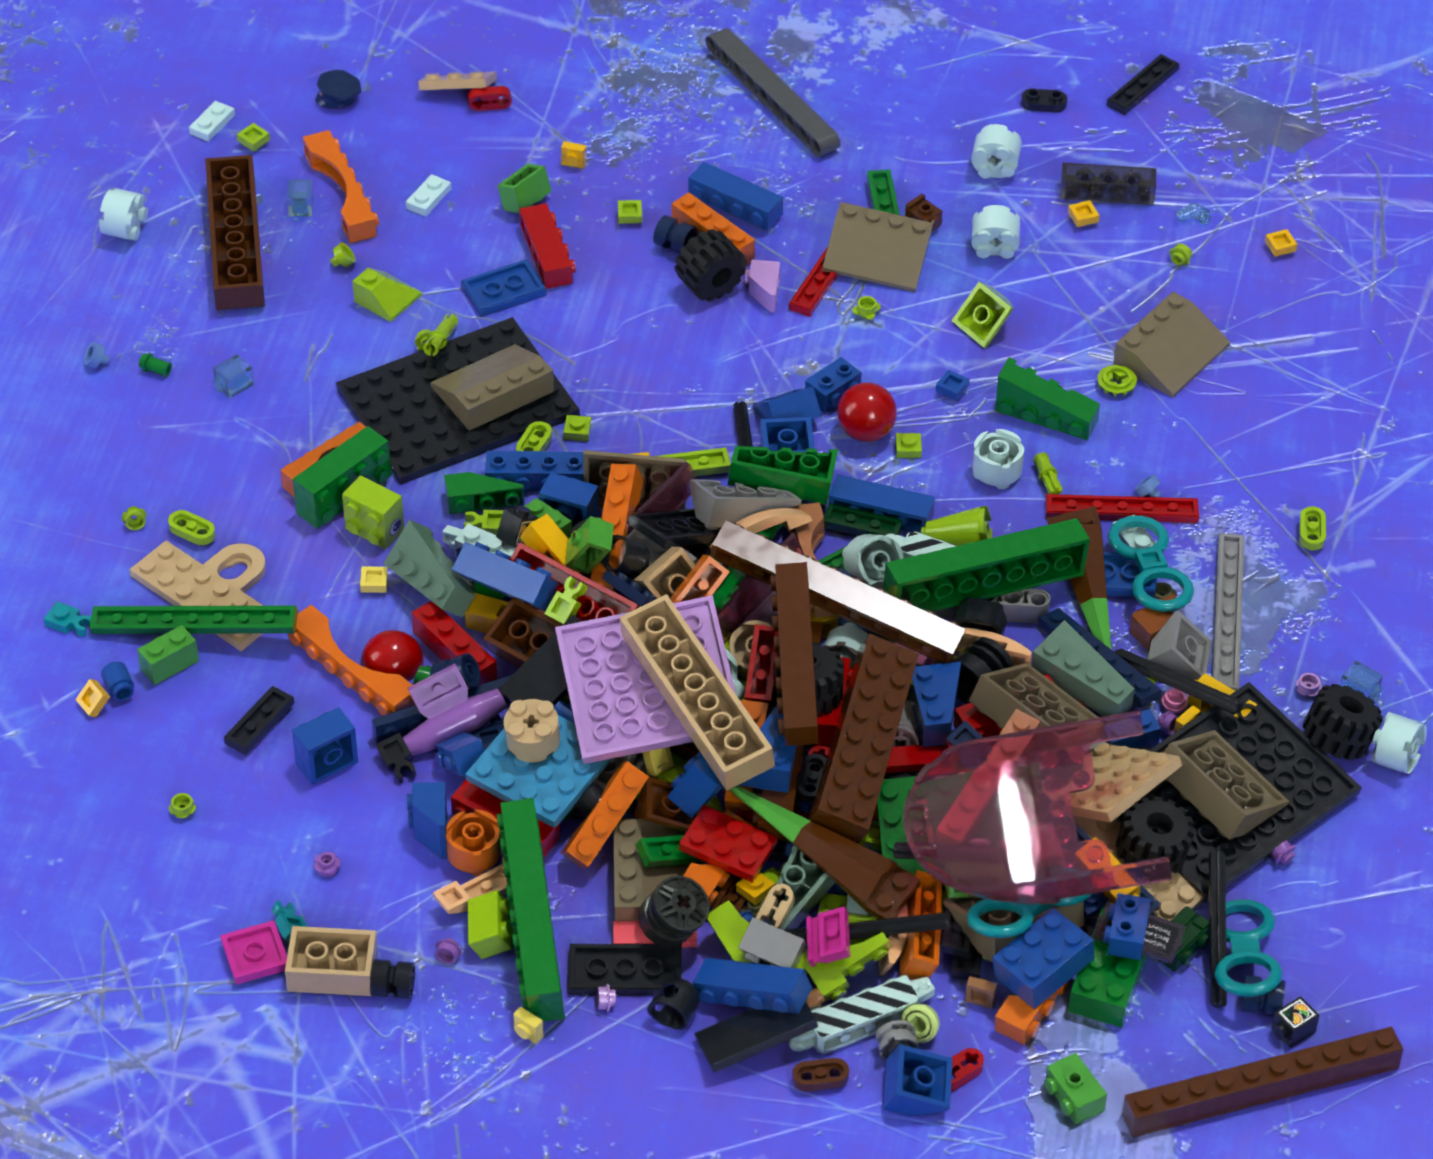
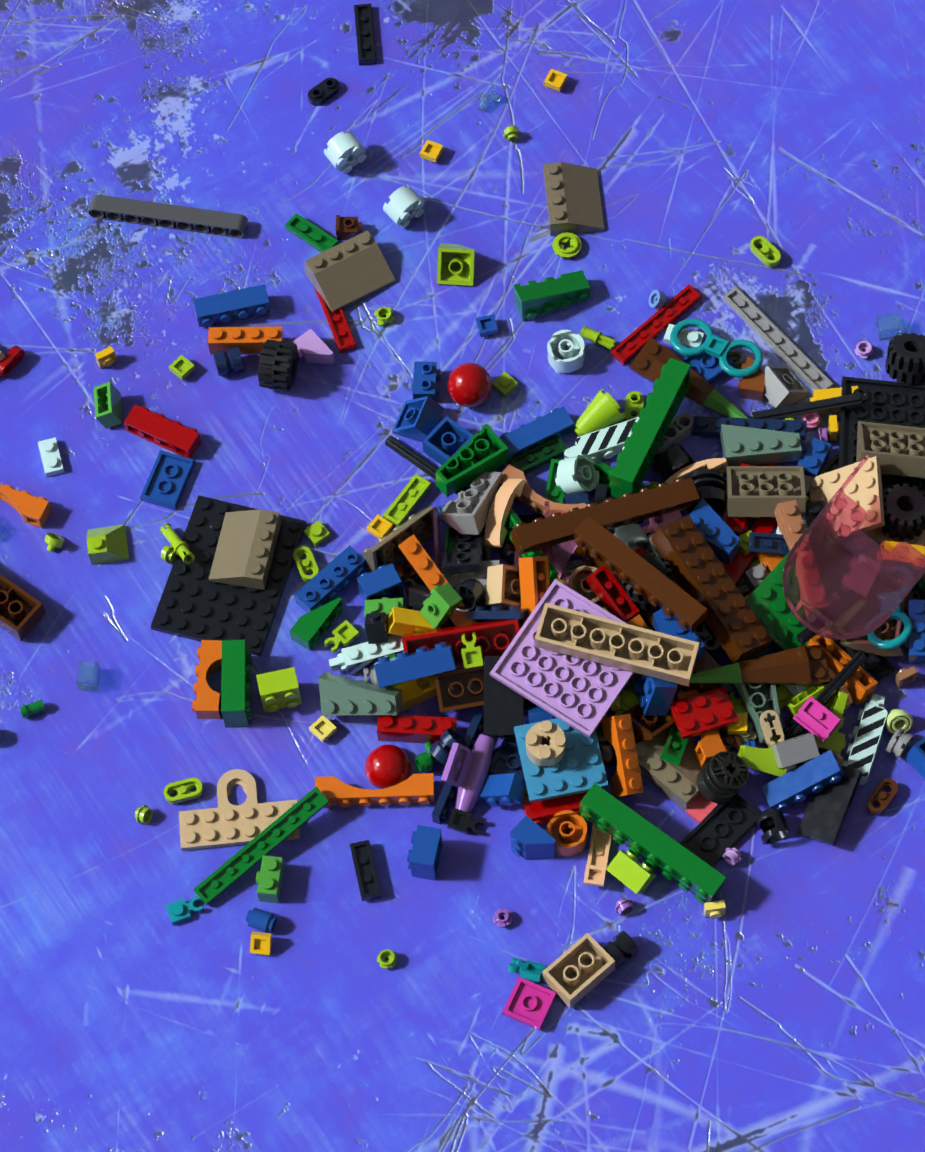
camera: 40 degrees left, 15 degrees up
(1108, 183) = (423, 119): clear smoke brick -> none

